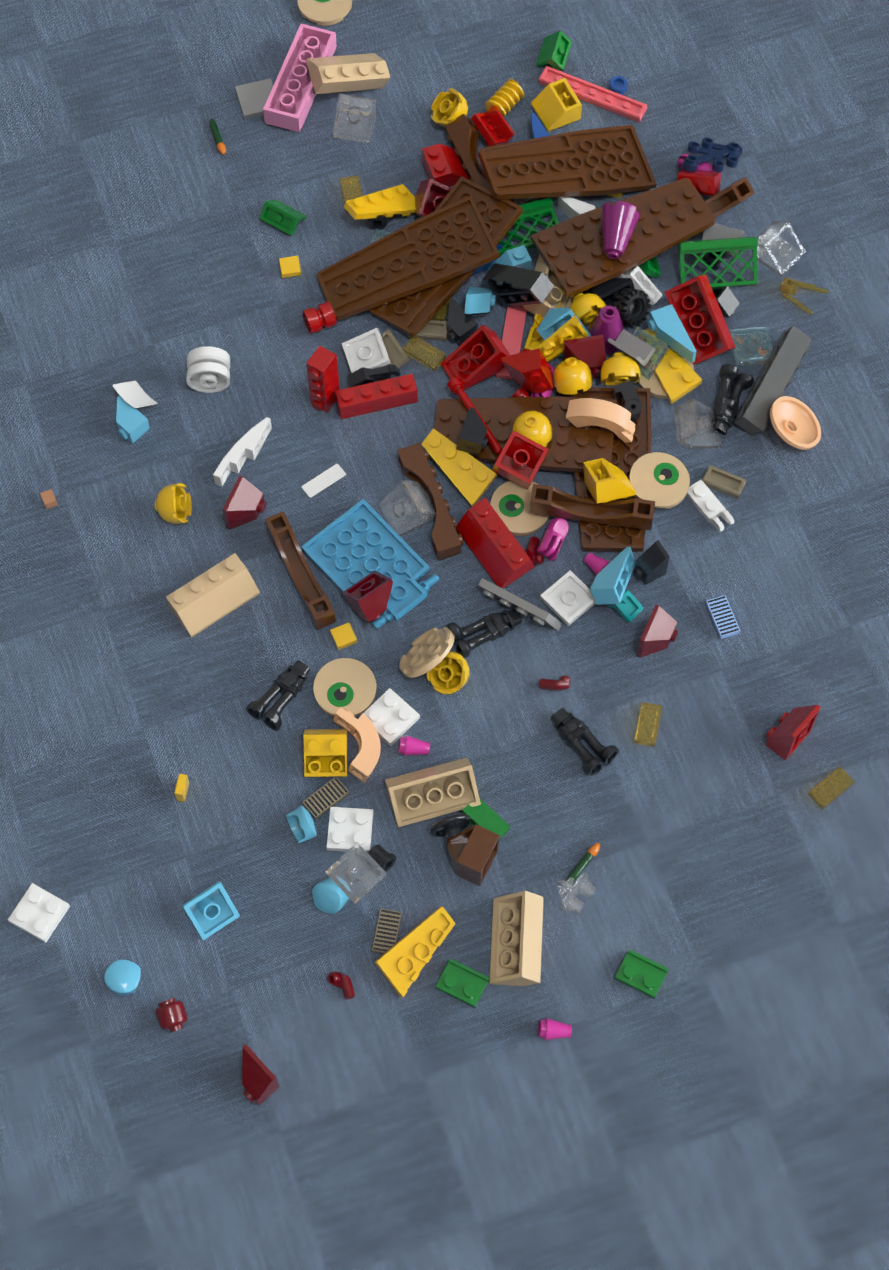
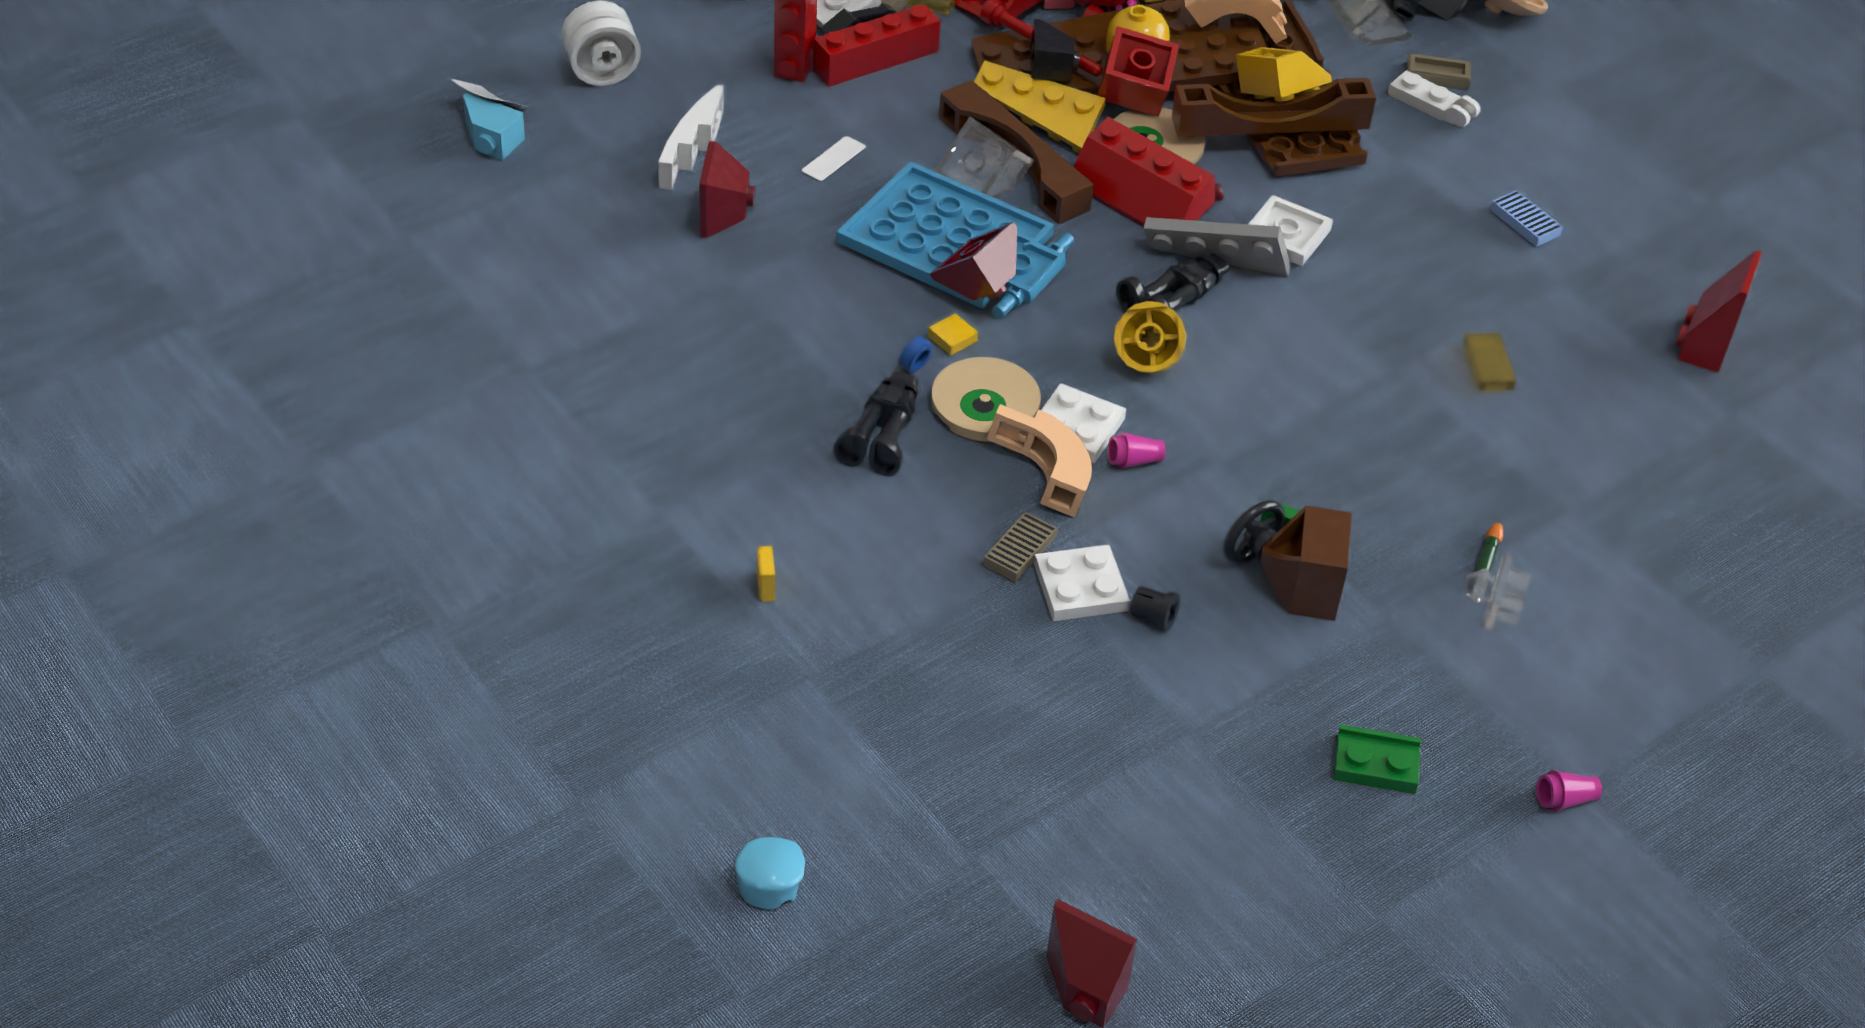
camera: 20 degrees left, 20 degrees down
(38, 913) = (568, 810): white plate -> none
(49, 499) = (386, 242): nougat piece -> none
(171, 1015) = (883, 910): dark red head -> none
(174, 504) = (603, 210): yellow cylinder -> none
(210, 910) = (889, 736): medium azure slope -> none
(212, 595) = (713, 313): tan slope -> none
(299, 570) = (894, 294): reddish brown arch -> none
(301, 824) = (999, 581): medium azure hair -> none
(315, 649) = (915, 354): none -> blue tile
(325, 752) = (995, 478): yellow slope -> none
(328, 896) = (1092, 673): medium azure hair -> none
(342, 981) = (1171, 799): dark red arm -> none
(356, 873) = (1132, 620): clear slope -> none
(386, 930) = (1212, 712): tile -> none
(410, 954) = (1274, 725): yellow wing -> none
(427, 652) = (1106, 315): tan tile -> none
(432, 792) = (1195, 500): tan slope -> none
(516, 939) = (1438, 674): tan slope -> none
(550, 684) = (1328, 334): dark red arm -> none
(553, 538) = (1228, 164): dark pink arm -> none
(575, 731) = (1394, 391): black piece -> none
(595, 563) = (1313, 186): dark pink cone -> none
(613, 579) = (1346, 190): medium azure slope -> none
(628, 607) = (1378, 221): teal bracket -> none
(641, 974) = (1664, 685): green plate -> none
(652, 563) = (1394, 162): black slope -> none
(657, 633) = (1445, 242): slope -> none
(660, 479) = (1357, 61): tan tile -> none
(831, 787) = (1807, 390): clear yellow tile -> none

